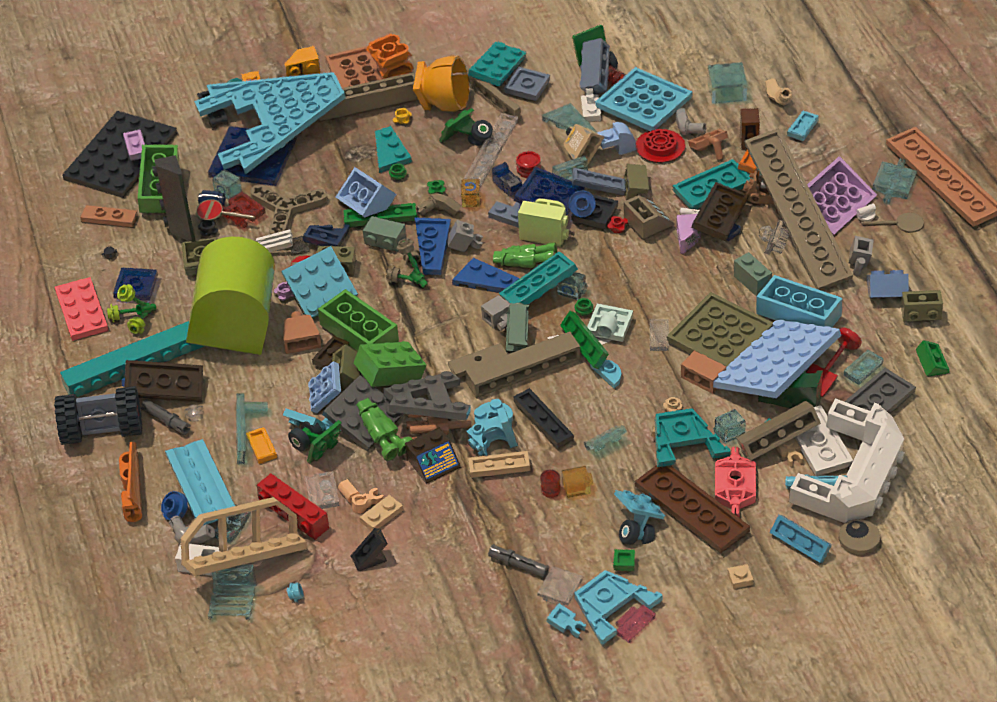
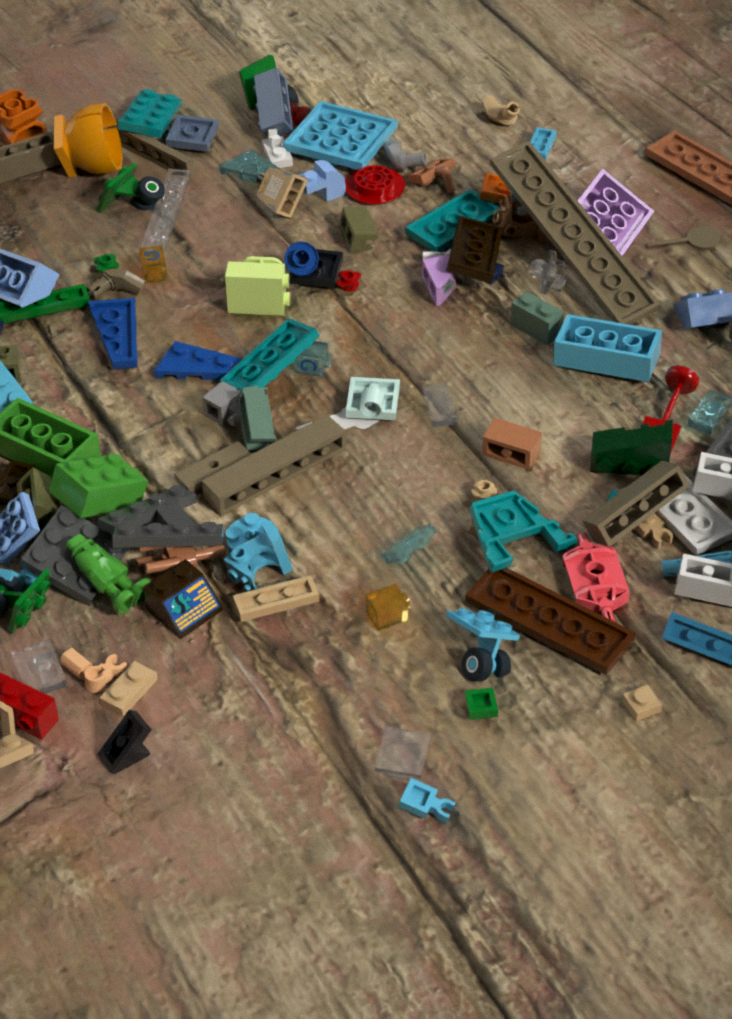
camera: 15 degrees left, 0 degrees up
(295, 591) = (29, 818): medium azure plate -> none
(384, 233) = (52, 325): sand green brick -> none
(390, 149) = (37, 226): teal wing -> none
(397, 171) = (52, 250): green plate -> none
(402, 116) = (43, 186): yellow plate -> none
(412, 258) = (95, 351): plant -> none
(462, 235) = (156, 315): light grey brick -> none
(505, 213) = (205, 284): sand blue plate -> none
(506, 179) = (194, 244): clear blue leg -> none
(509, 558) = (326, 724): dark grey pin -> none
(525, 255) = (241, 330): bright green piece -> none
(527, 162) = (218, 223): red wheel -> none
(543, 418) = (320, 529): black plate -> none
(546, 186) = (244, 242): clear blue plate -> none
(550, 483) = (352, 614): clear red wheel -> none
(565, 169) = (271, 223): clear light blue plate -> none
(583, 307) = (334, 383): green plate -> none
(589, 345) = (357, 429): green plate -> none
(598, 181) = (312, 232): sand blue plate -> none
(605, 596) = (471, 756): medium azure wing -> none
(609, 372) = (387, 458): medium azure plate -> none
(631, 619) = (512, 786): clear pink piece -> none
(645, 216) = (382, 266): dark tan slope -> none
(718, 329) = (517, 391): olive plate -> none
(727, 83) = (436, 106): clear light blue brick -> none
(729, 426) = (567, 506): clear light blue brick -> none
(749, 125) = (480, 151): reddish brown brick -> none
(776, 358) = (603, 414): light blue plate -> none
(860, 253) = (661, 277): light grey brick -> none
(866, 213) = (650, 232): white plate -> none
(894, 180) = (669, 192): clear light blue plate -> none

